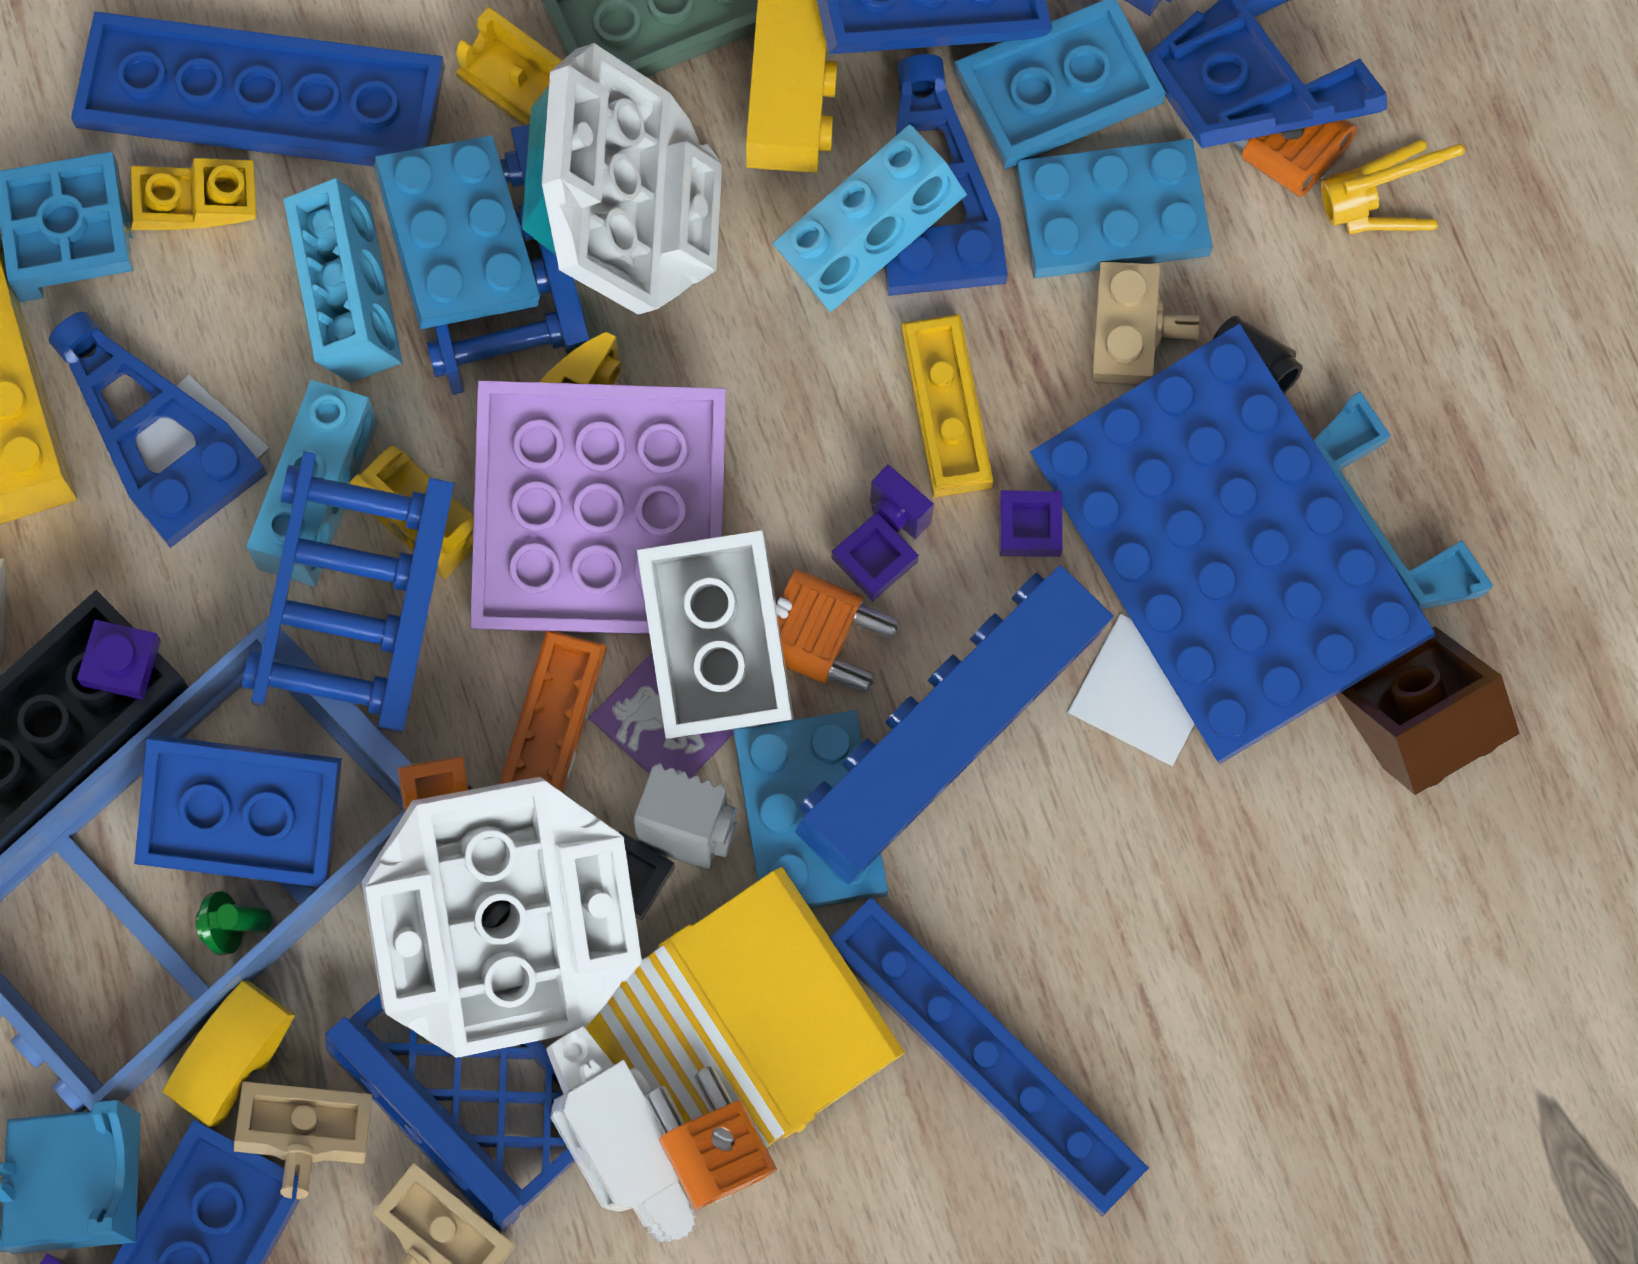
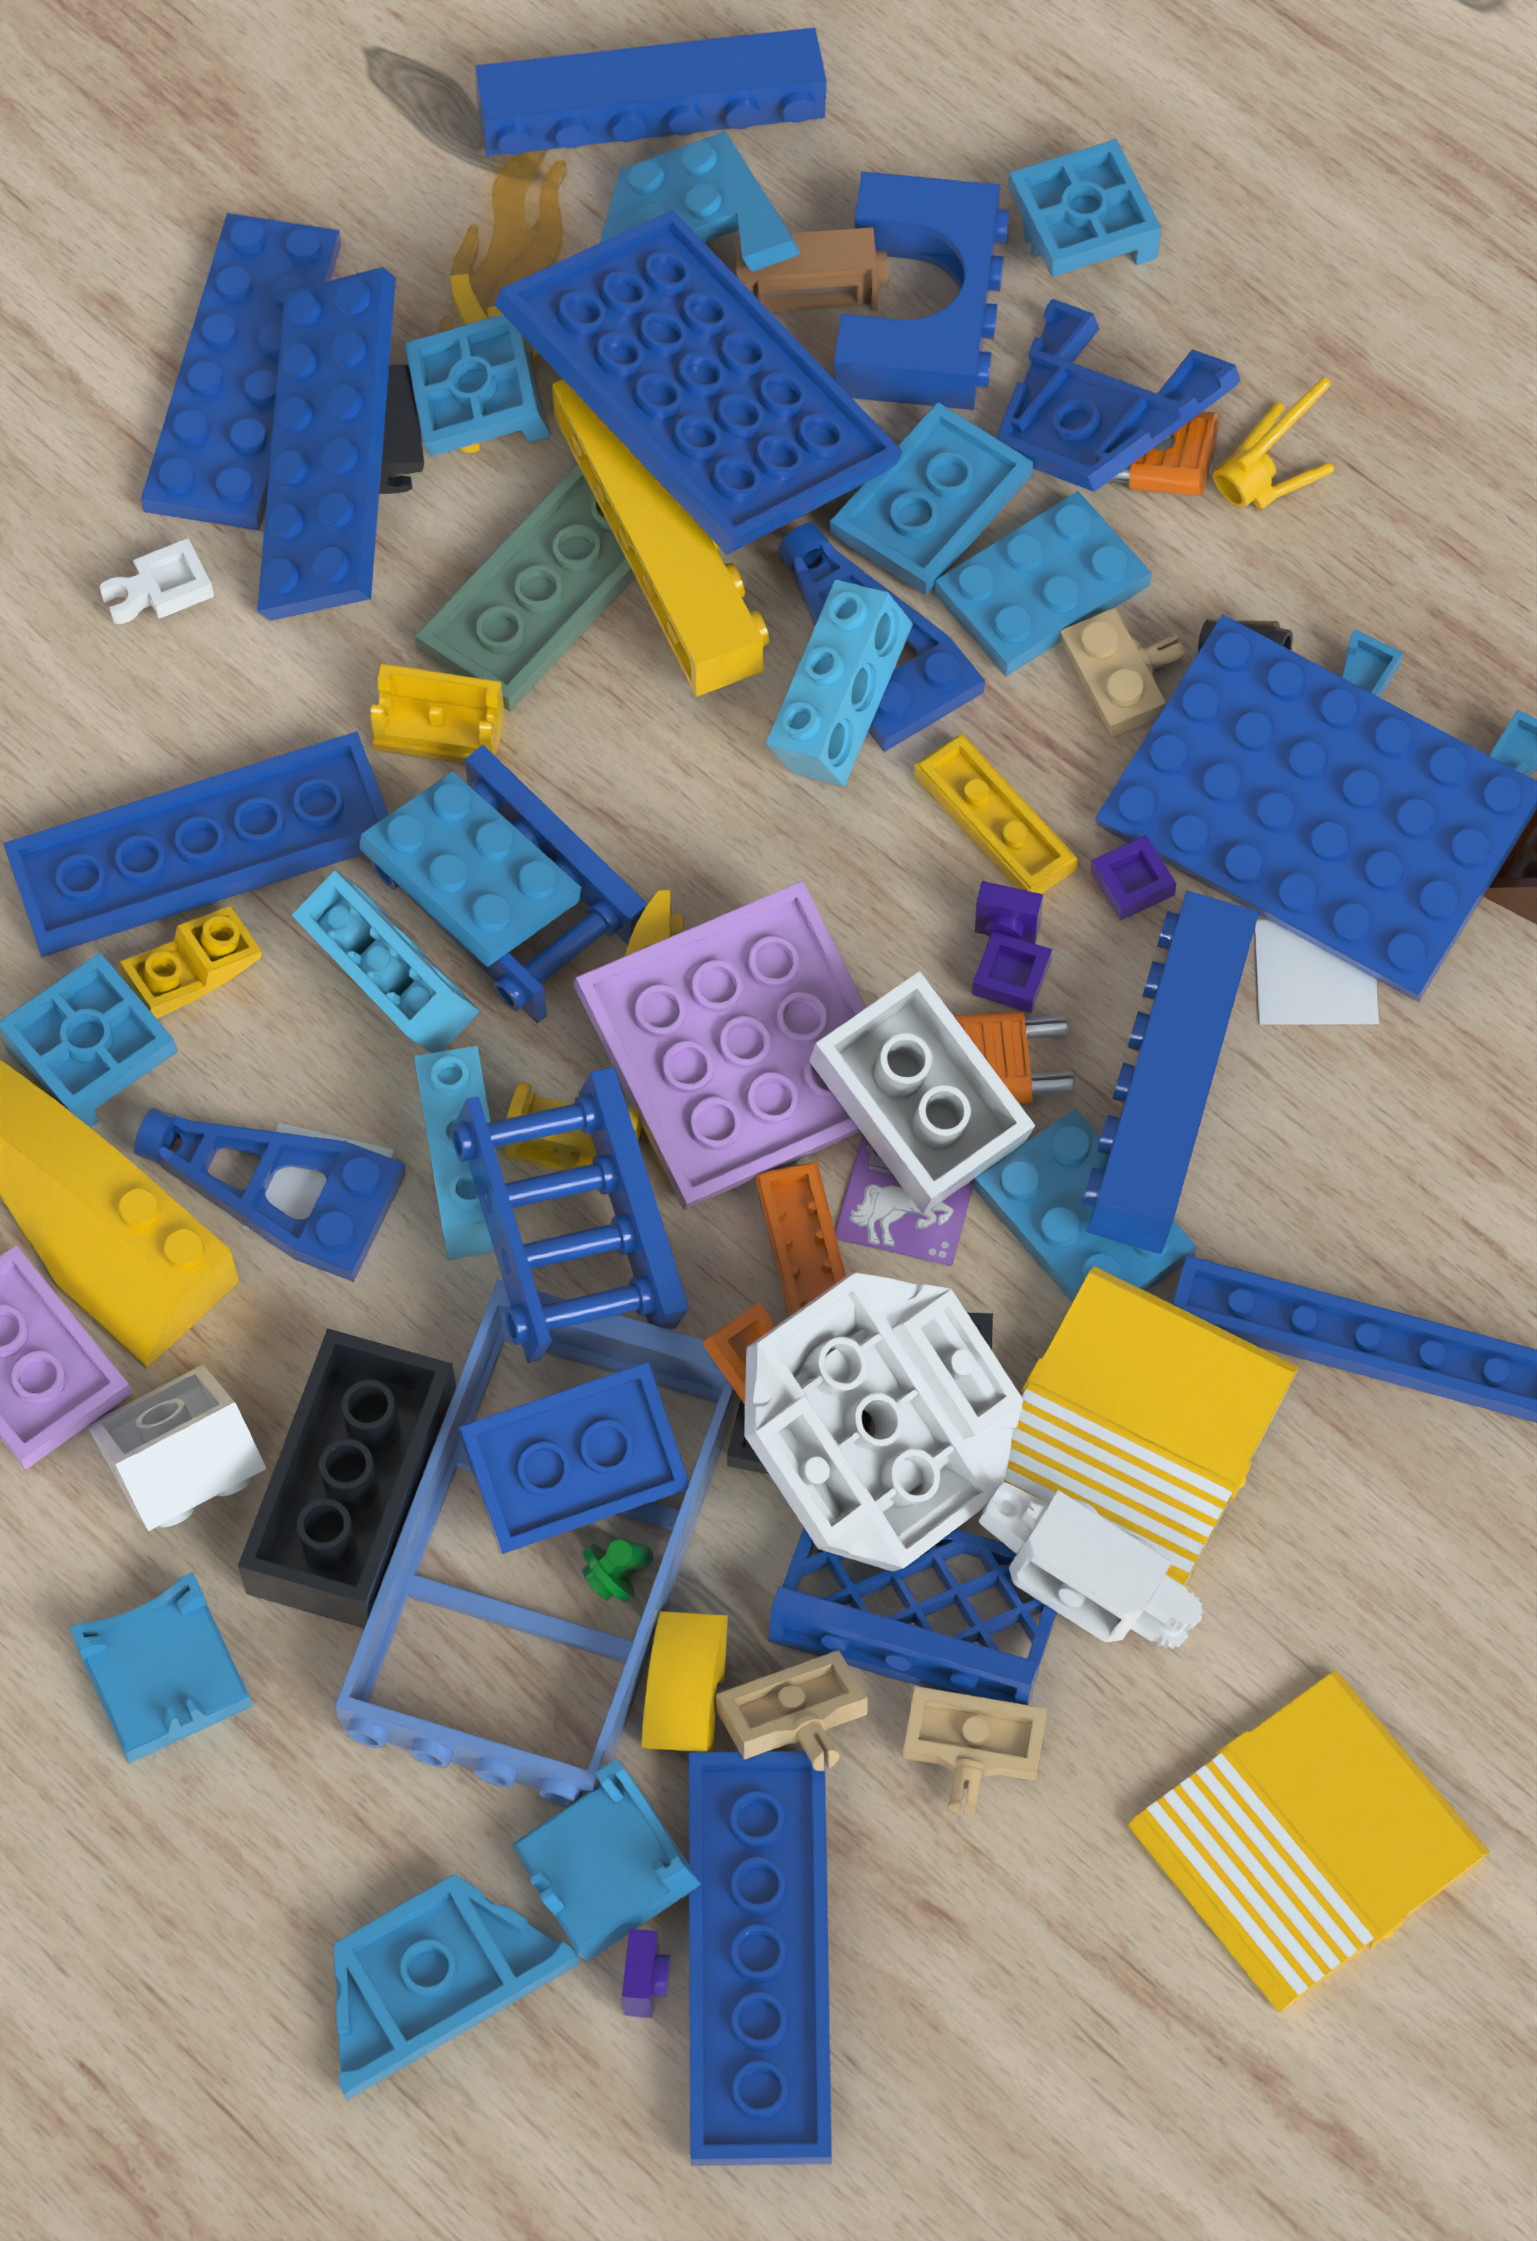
camera: 25 degrees left, 10 degrees down
(119, 659) = (389, 1374): dark purple plate -> none
(620, 183) = (596, 756): white piece -> none
(685, 818) = (987, 1260): light grey brick -> none
(715, 1151) = (1180, 1527): orange piece -> none

